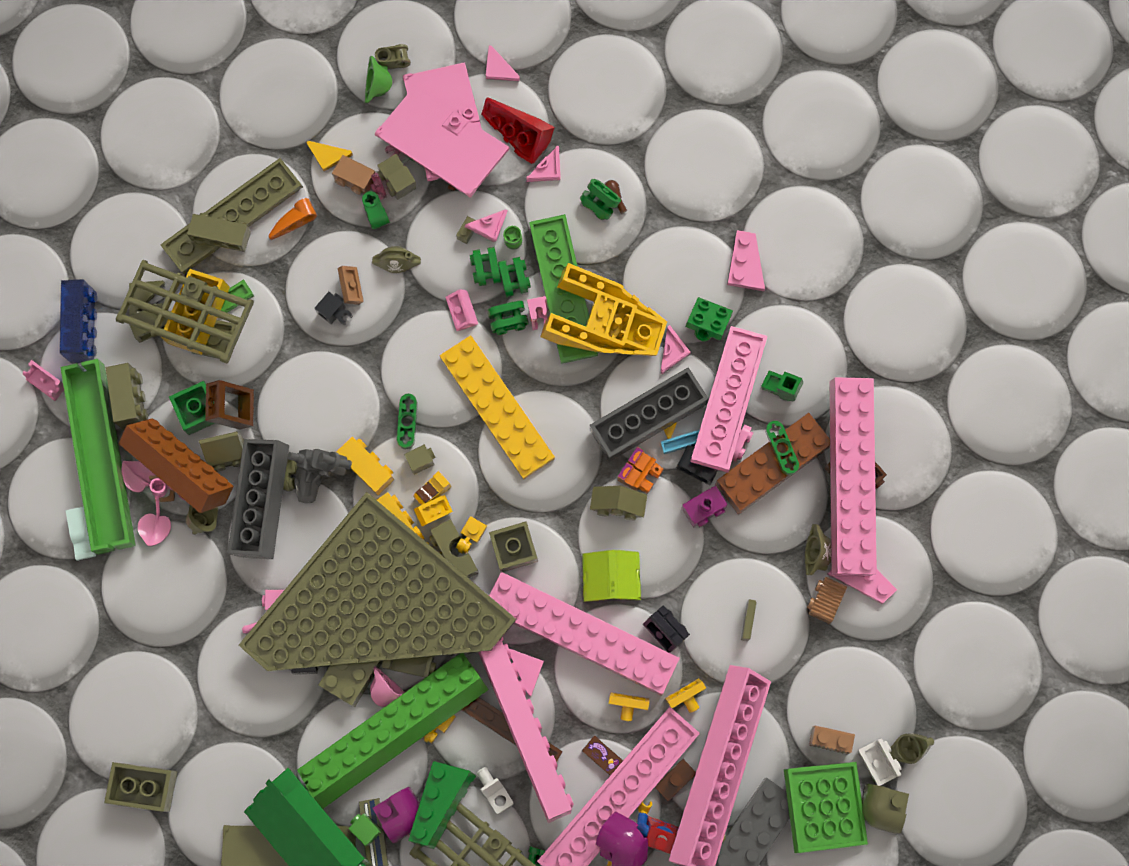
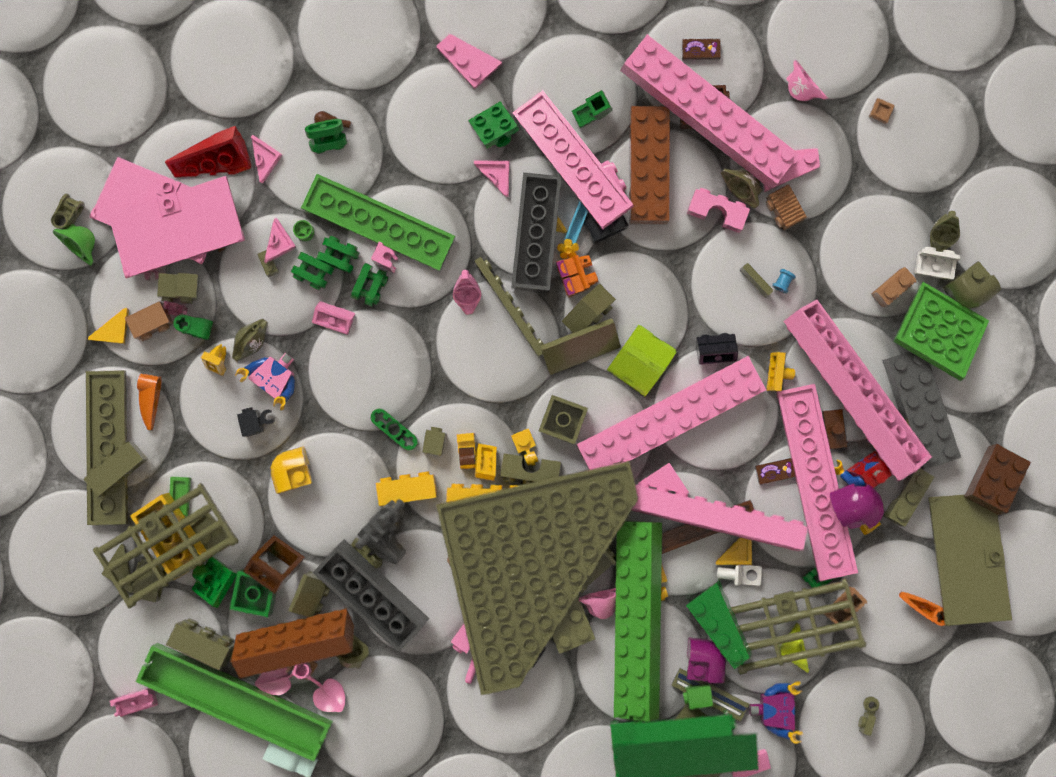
camera: 55 degrees left, 10 degrees up
(77, 321) = (104, 639): clear blue brick -> none
(183, 372) = (213, 581): none -> green plate
(314, 364) = (290, 470): none -> yellow brick
(350, 285) = (243, 392): medium nougat plate -> none
(360, 244) = (215, 359): none -> yellow tile
(378, 297) = (272, 377): none -> torso
(497, 407) = (436, 348): yellow plate -> none
(498, 68) = (144, 132): bright pink tile -> none
(509, 775) = (737, 554): none -> yellow tile
(558, 395) = (466, 292): none -> bright pink hat
(572, 447) = (506, 299): none -> olive plate
(583, 516) = (580, 346): none -> olive tile
(616, 320) = (442, 200): yellow wedge -> none
(628, 704) = (751, 421): yellow tile -> none
(655, 449) = (567, 249): none -> yellow plant
(704, 507) = (642, 245): magenta brick -> none
(765, 643) = (783, 281): none -> dark azure bush
(778, 529) = (734, 213): none -> bright pink arch
(792, 459) = (658, 157): green beam -> none
(901, 436) = (701, 49): none -> reddish brown tile
(938, 538) = (802, 86): none -> bright pink hat
(970, 620) = (881, 110): none -> medium nougat tile

